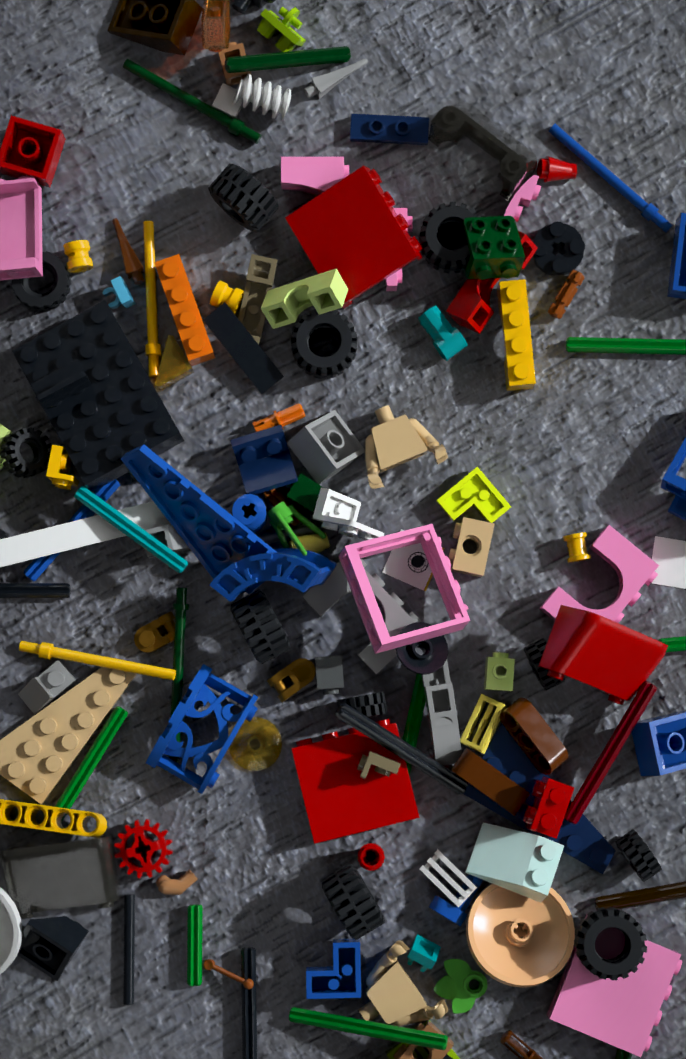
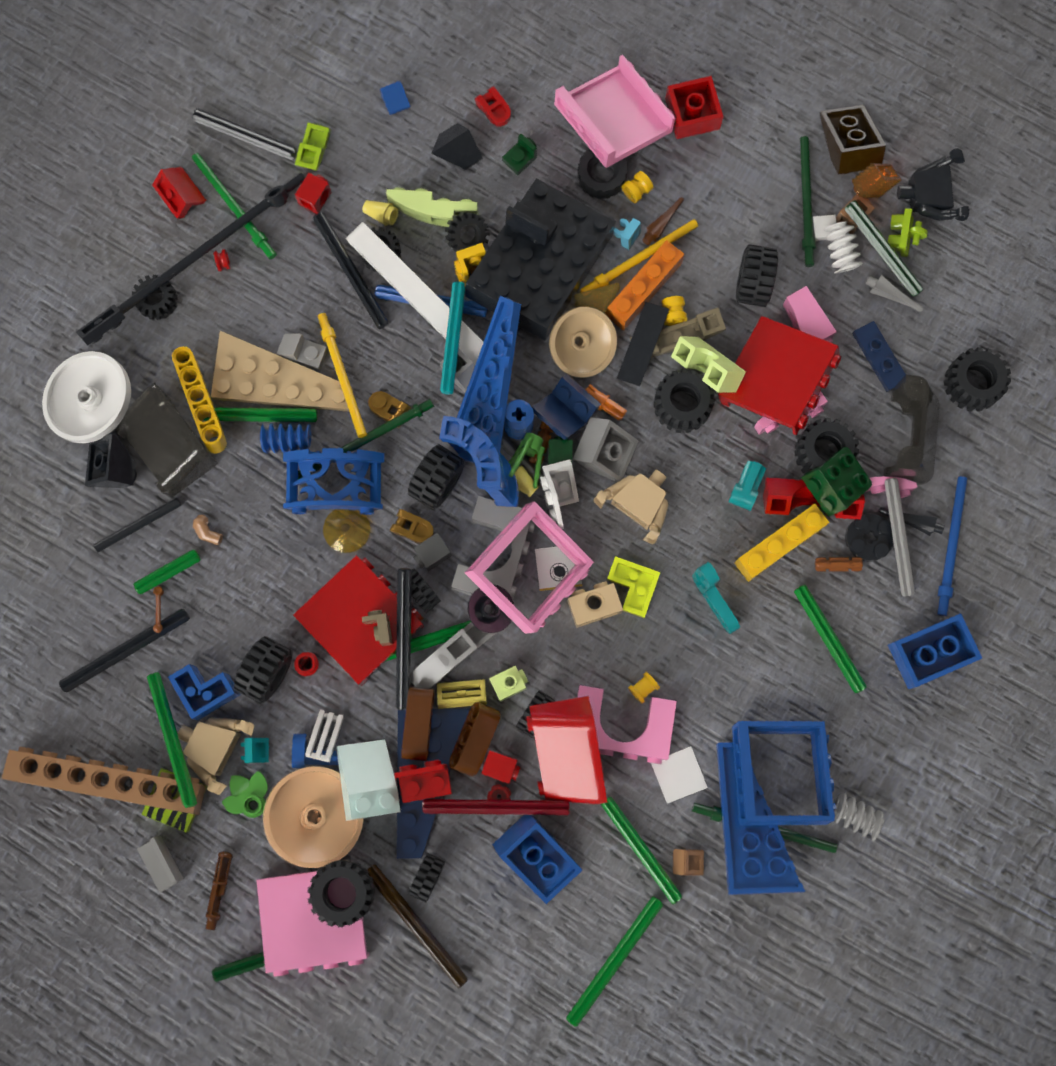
camera: 65 degrees right, 5 degrees down
(130, 752) = (285, 439): none -> blue piece
(146, 861) = (212, 497): red gear -> none
(219, 399) = (596, 344): none -> tan dish
(475, 35) = (988, 365): none -> black tyre
(516, 428) = (705, 579): none -> teal beam
(553, 169) = (931, 499): red cone -> none
(574, 726) = (500, 767): none -> red brick
(575, 190) = (923, 523): none -> black piece
(575, 222) = (899, 537): none -> light grey axle
(592, 742) = (498, 789): none -> red plate

